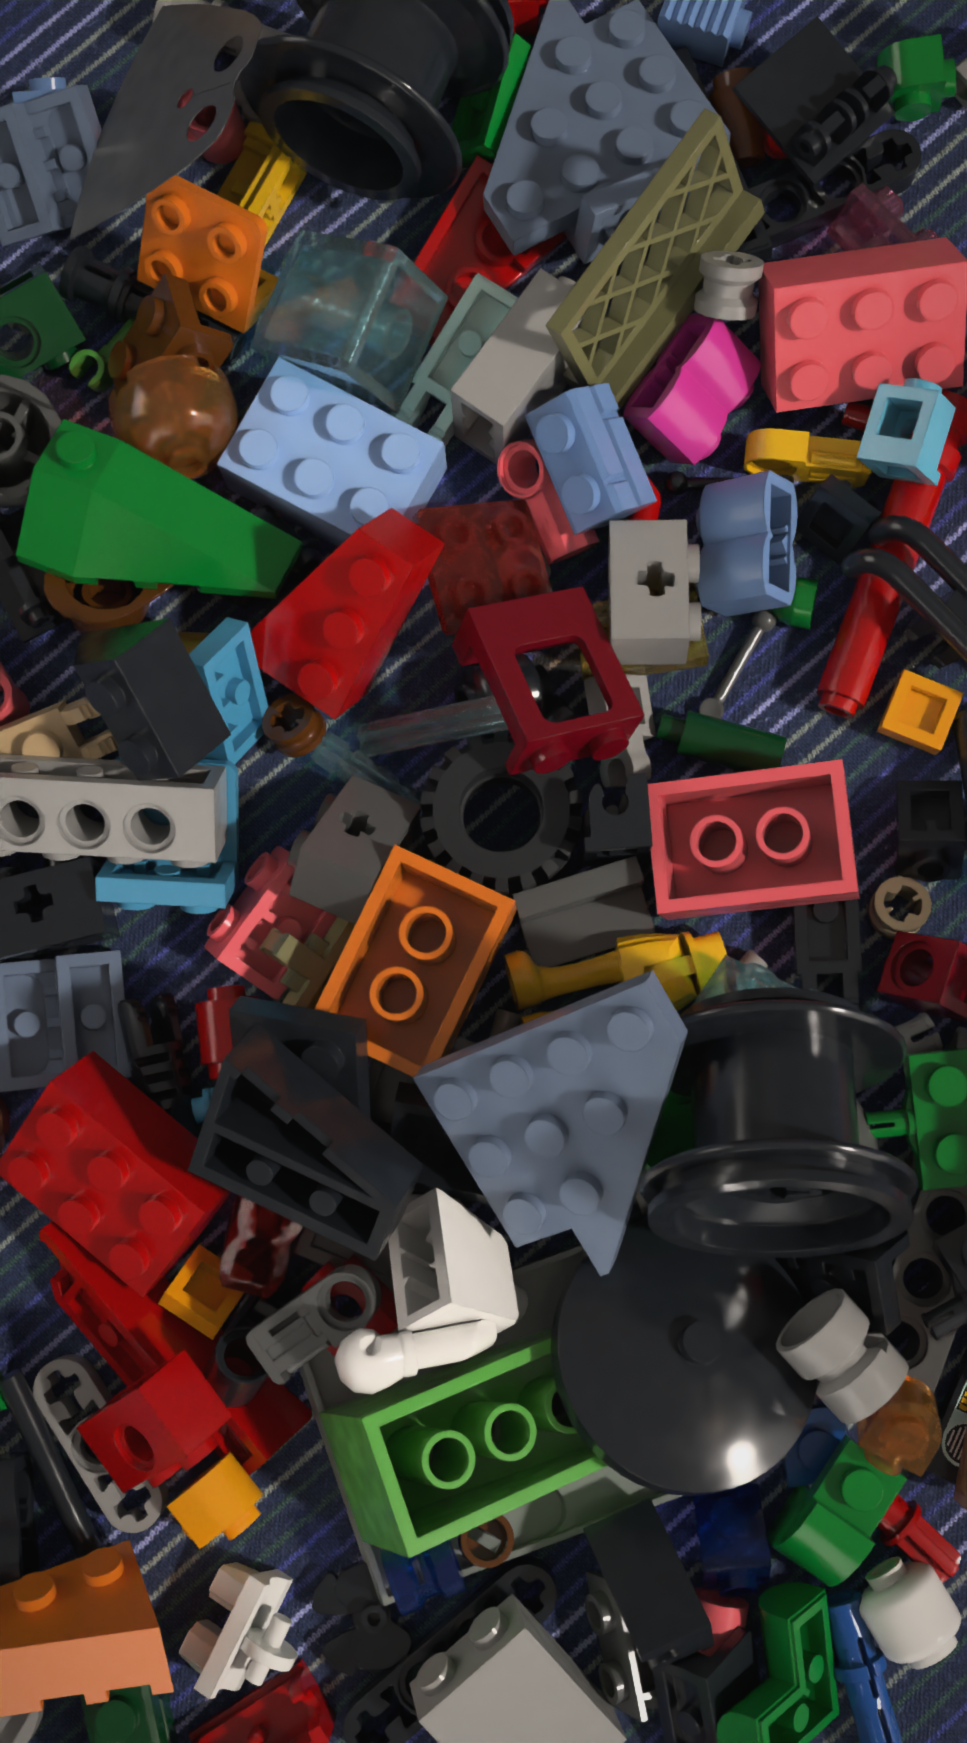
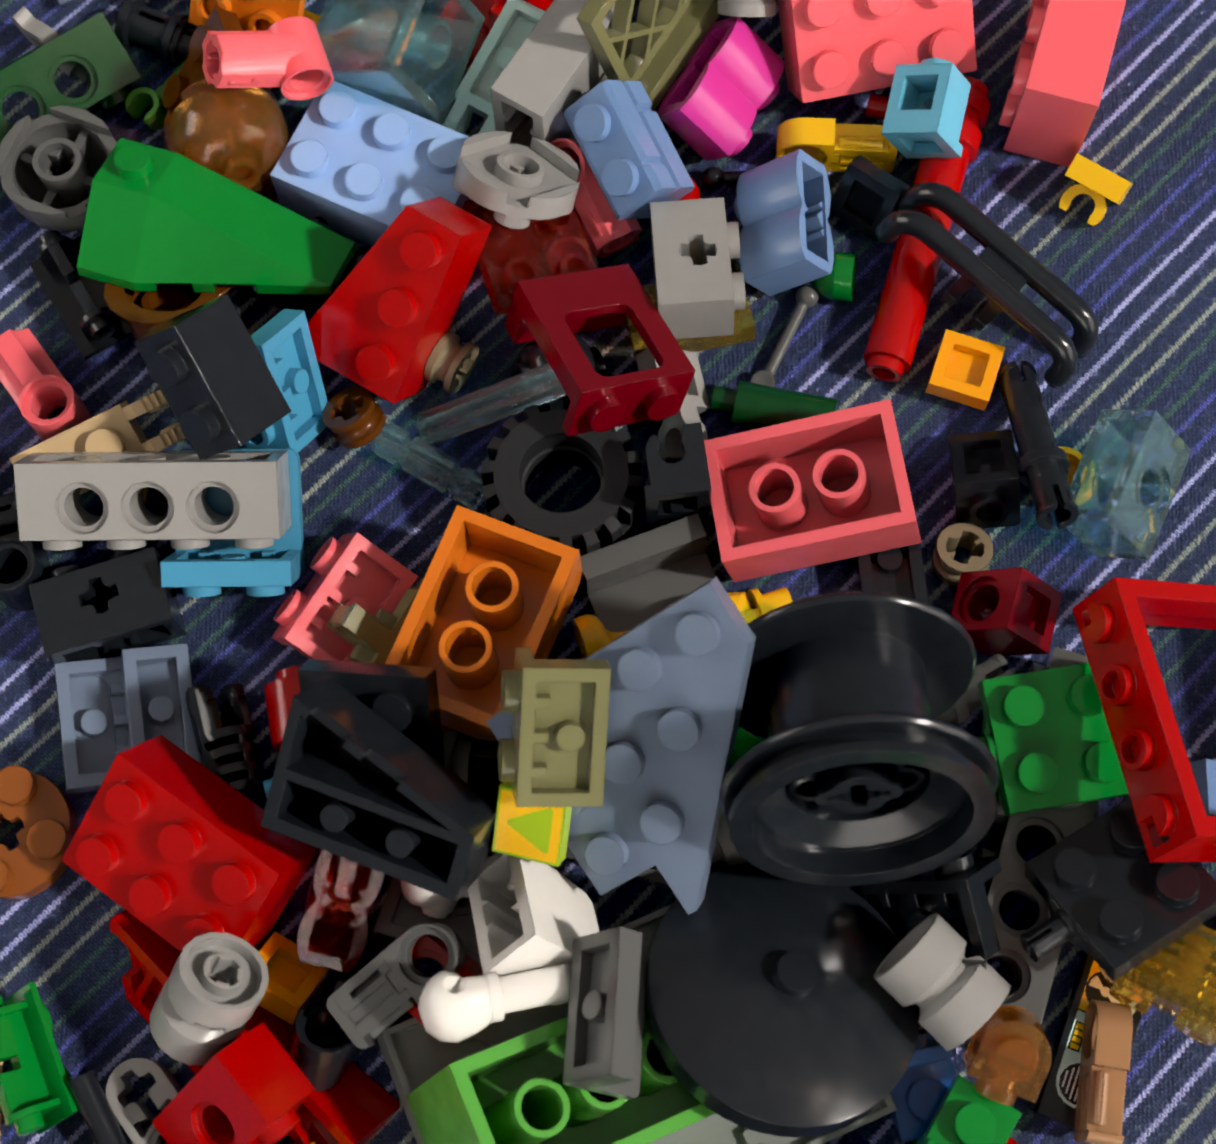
camera: 10 degrees left, 10 degrees down
(133, 1324) = (208, 997): none -> light grey wheel
(233, 340) = (282, 57): none -> coral piece
(350, 846) = (409, 518): dark grey brick -> none
(395, 672) = (451, 362): none -> dark tan bush
(447, 491) = (516, 179): none -> light grey plate
(454, 1181) = (530, 832): none -> tile
(481, 1107) = (556, 731): none -> olive bracket
(514, 1375) = (606, 1013): none -> dark grey panel

